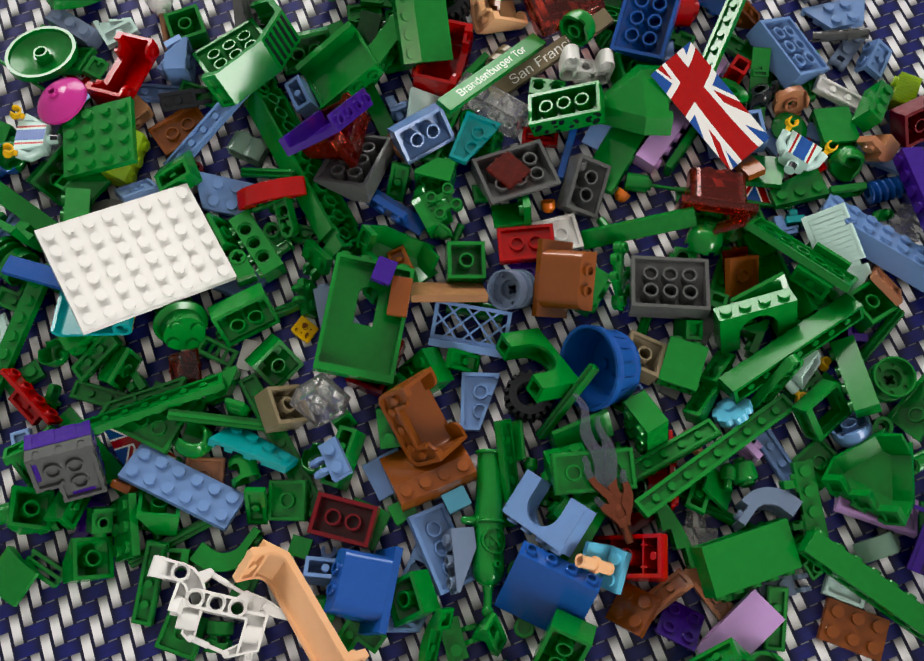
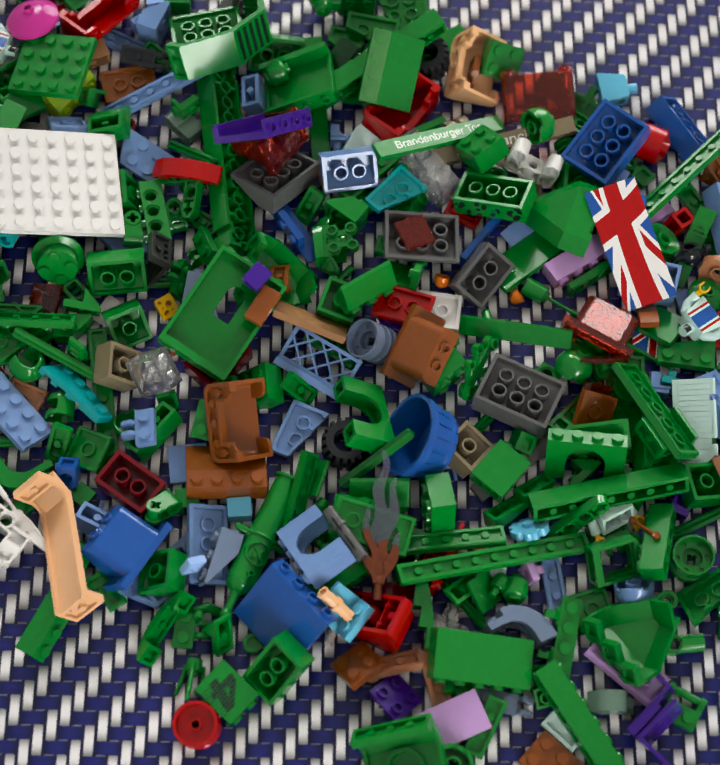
camera: 15 degrees right, 5 degrees down
(148, 155) = (90, 97): none -> green panel
(229, 358) = (88, 305): none -> green slope
(244, 132) = (186, 108): none -> green bracket
(278, 285) = (159, 256): none -> pearl dark grey bracket
(278, 531) = (69, 466): none -> blue brick
(315, 68) = (277, 73): none -> green head
(384, 532) = (162, 507): none -> green piece
(439, 579) = (192, 565): none -> light blue tile
(470, 610) = (200, 610): none -> green arm
(489, 241) = (366, 289): none -> green slope
(536, 68) = (482, 149): none -> green brick
(565, 485) = (340, 526): none -> dark grey pin
(855, 371) = (655, 534): none -> dark orange hinge

